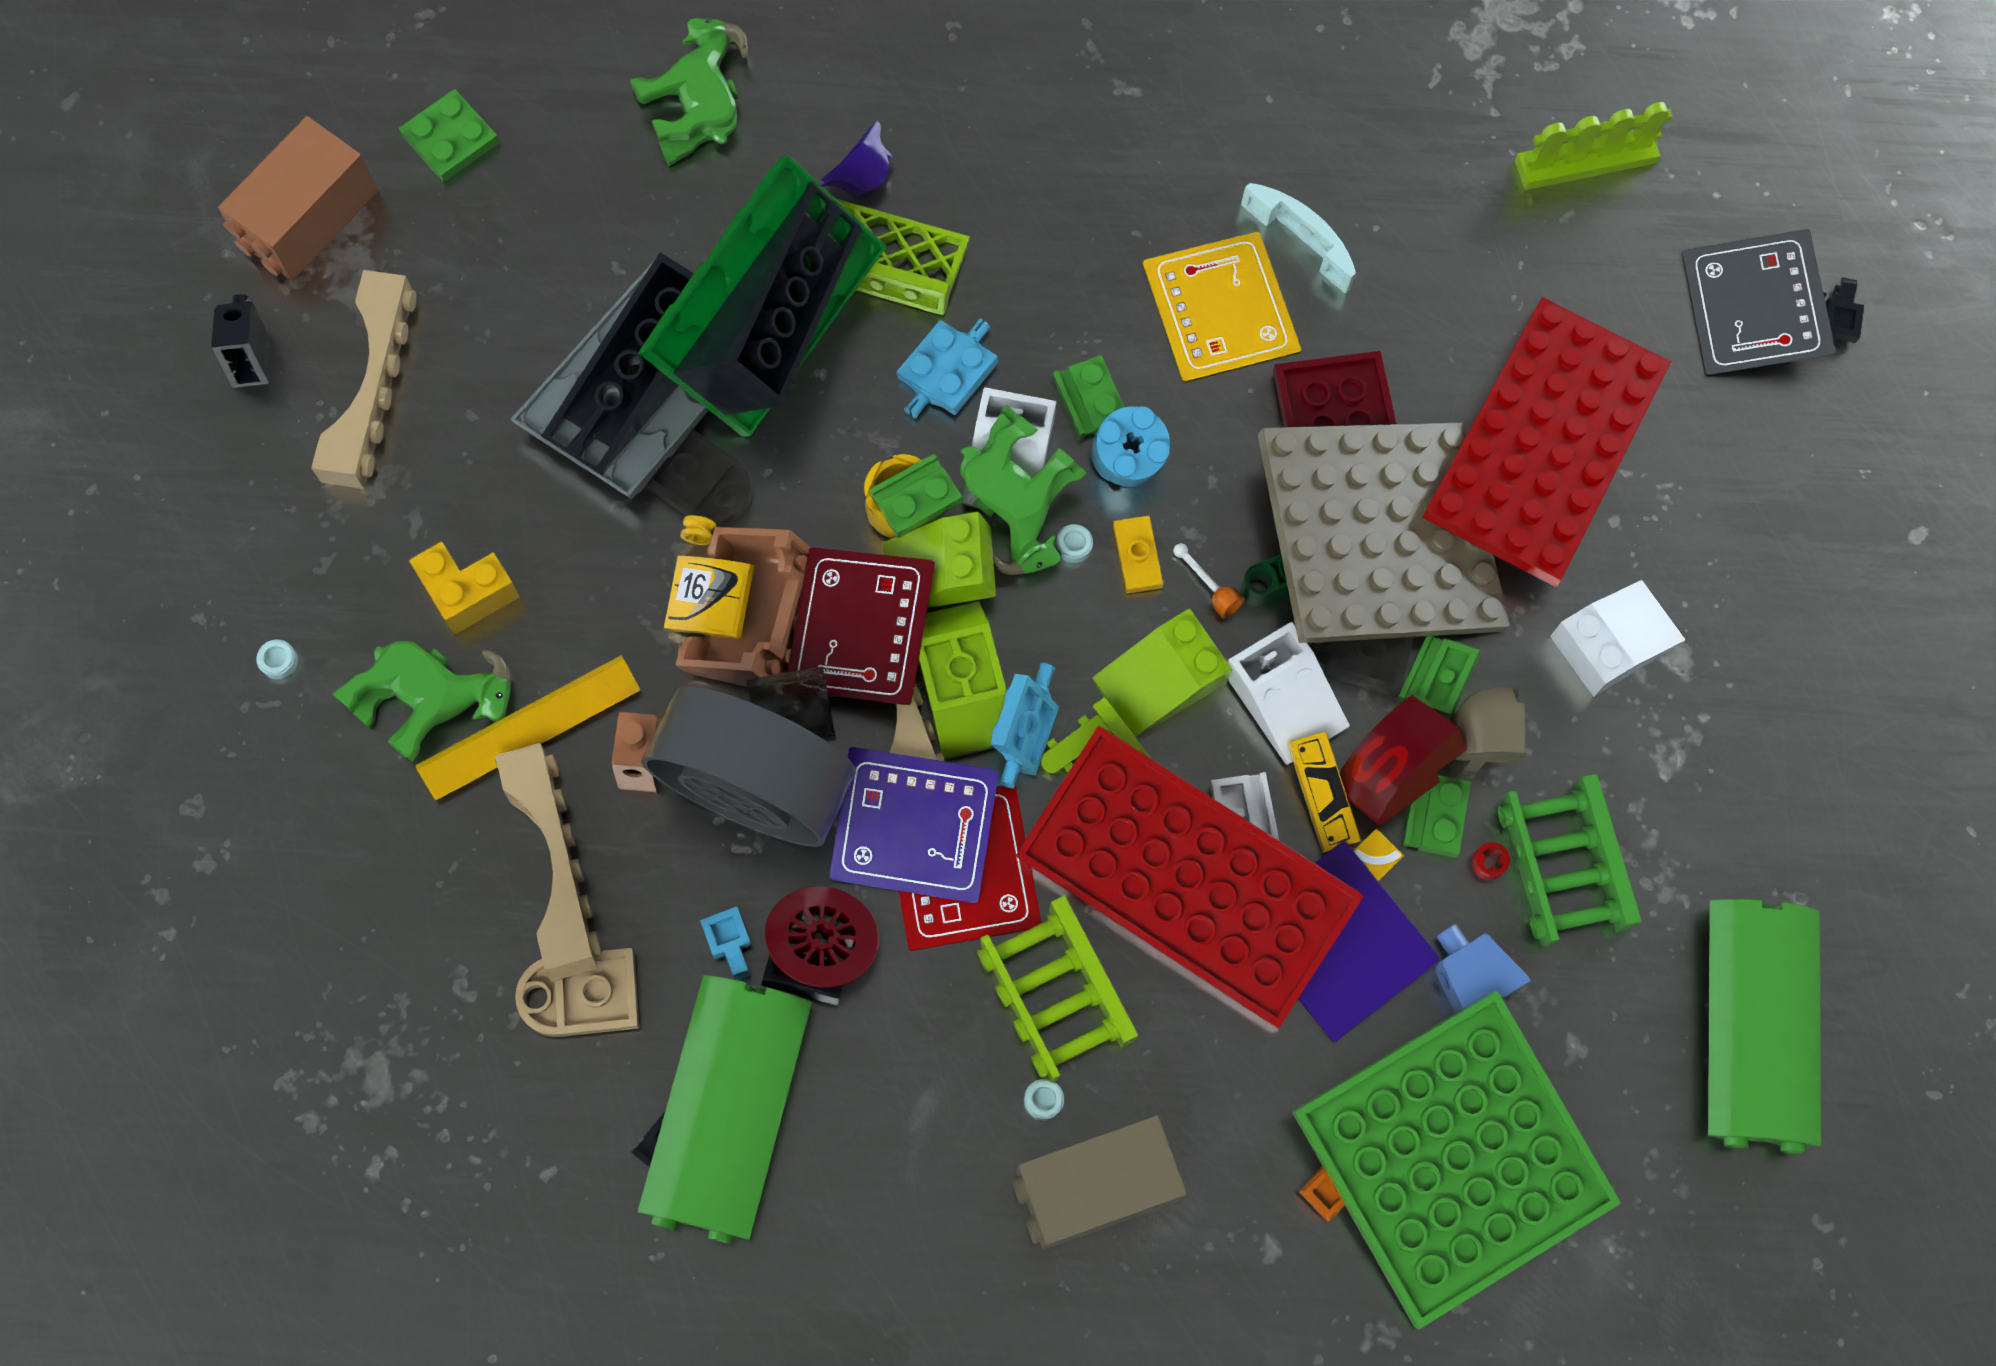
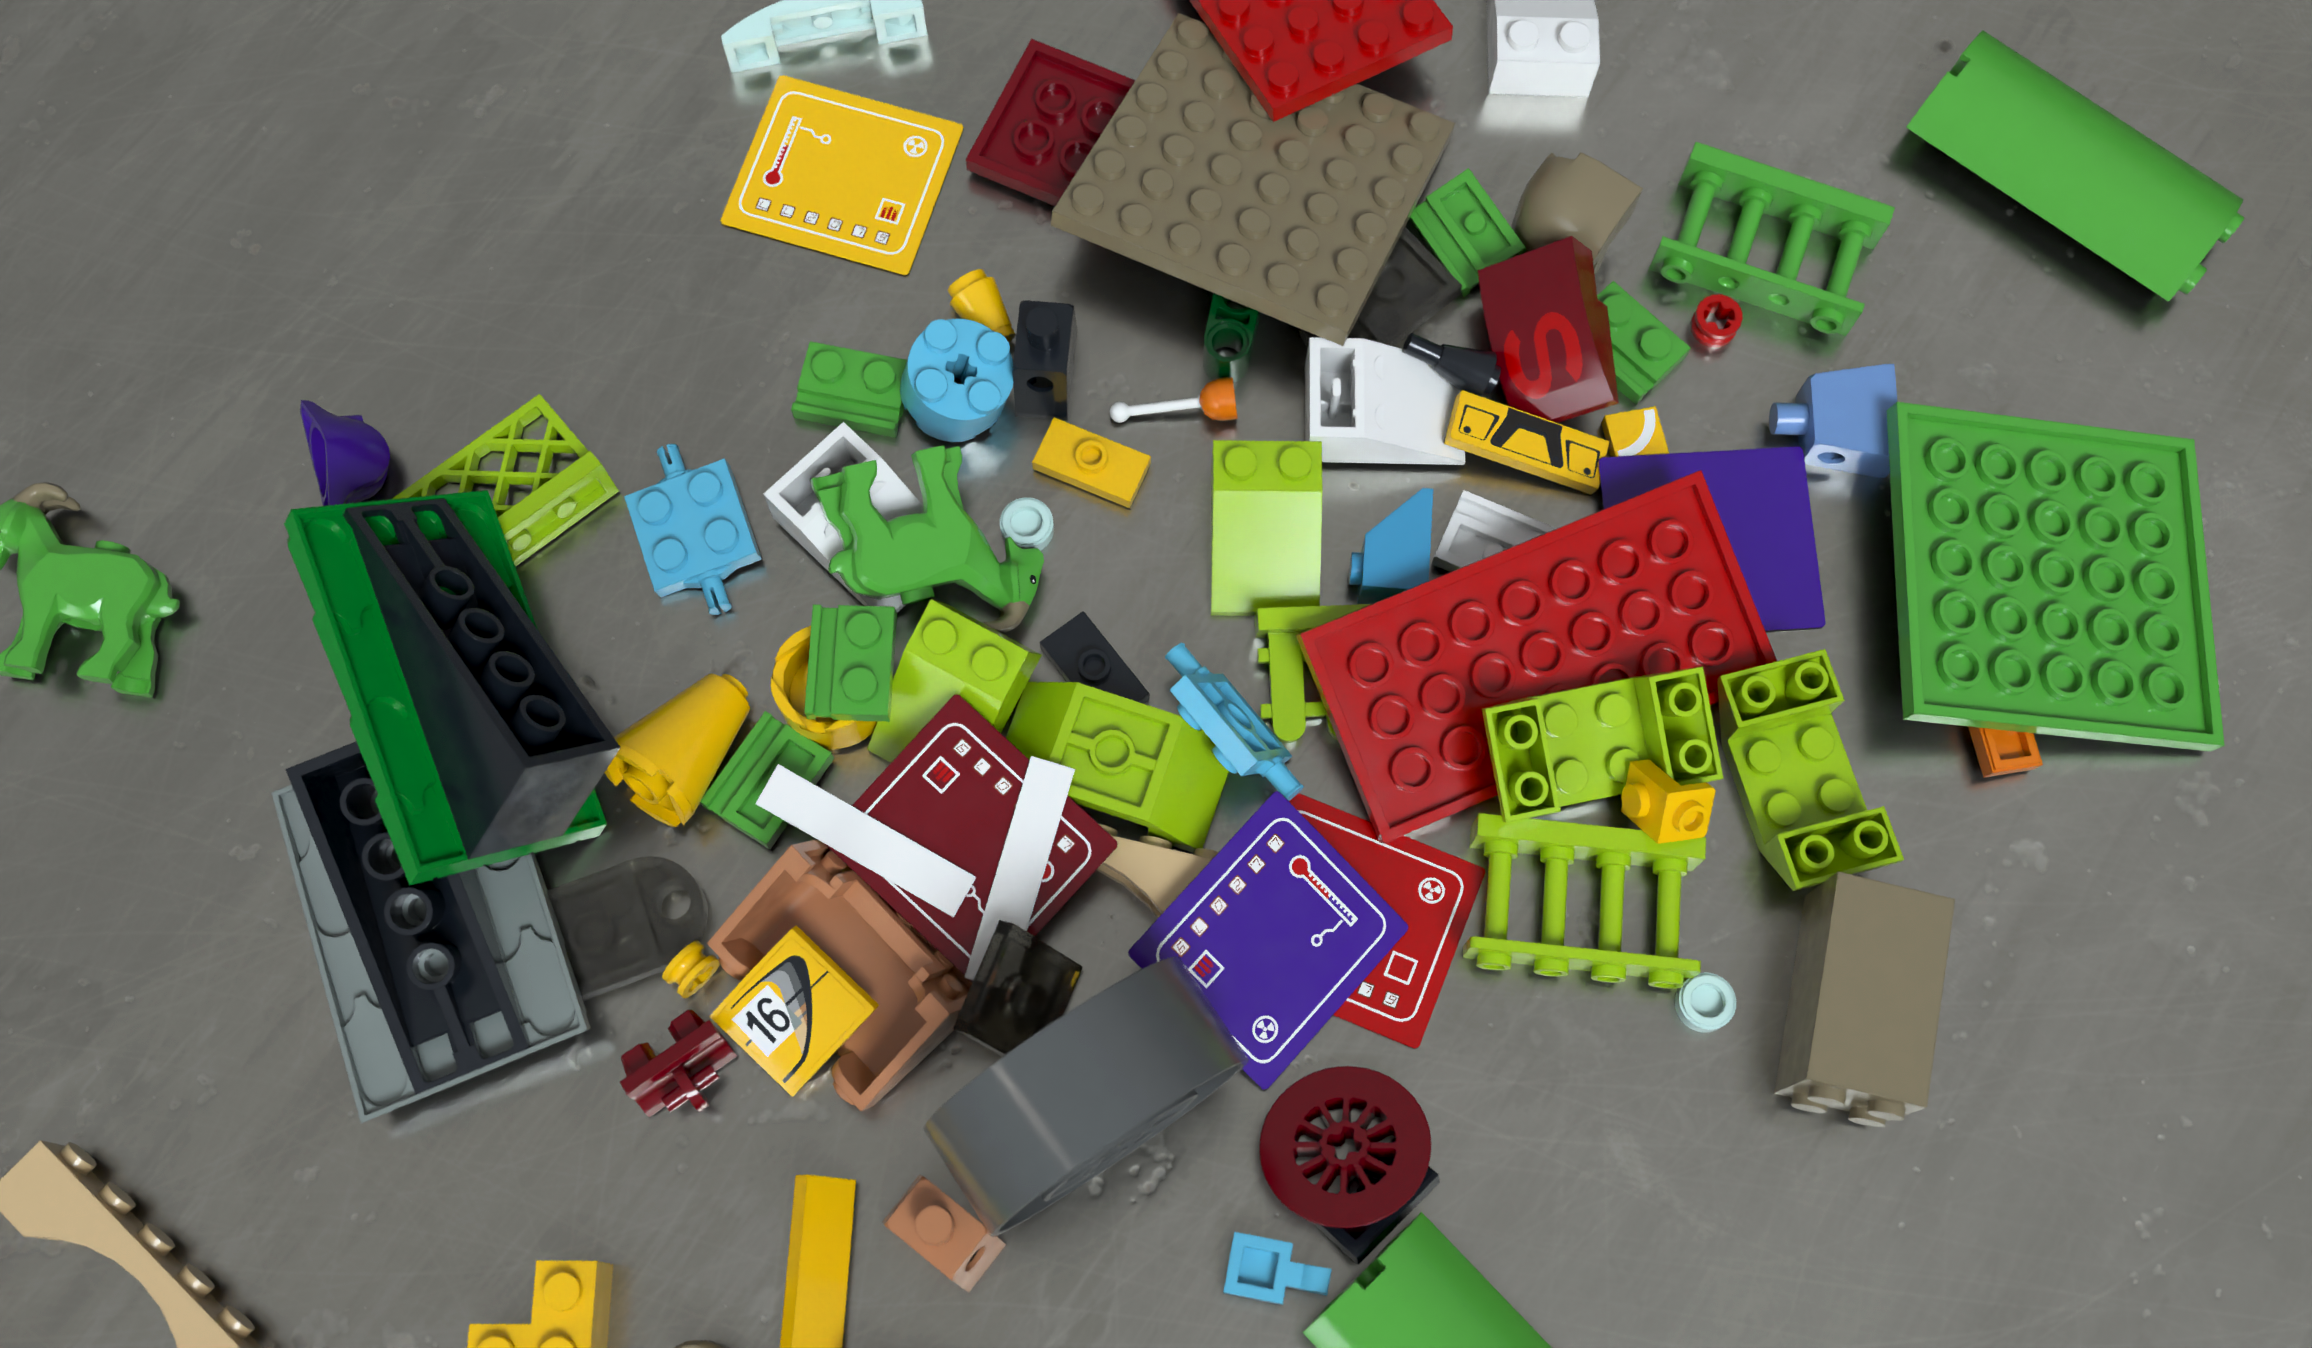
camera: 55 degrees left, 0 degrees up
(639, 560) = (678, 1071): none -> dark red hips
(815, 442) = (679, 747): none -> yellow cone
(823, 570) = (866, 840): none -> white sticker
(828, 501) = (749, 770): none -> bright green plate
(875, 657) = (1024, 852): none -> white sticker
(1014, 631) = (1088, 658): none -> black plate
(1136, 1001) = (1665, 807): none -> yellow bracket
(1150, 935) = (1582, 740): none -> lime slope
(1183, 485) = (1046, 350): none -> black torso
(1188, 433) = (979, 300): none -> yellow cone
(1200, 756) = (1395, 551): none -> dark azure slope
(1222, 1072) = (1797, 772): none -> lime slope
(1342, 724) = (1461, 366): none -> black cone

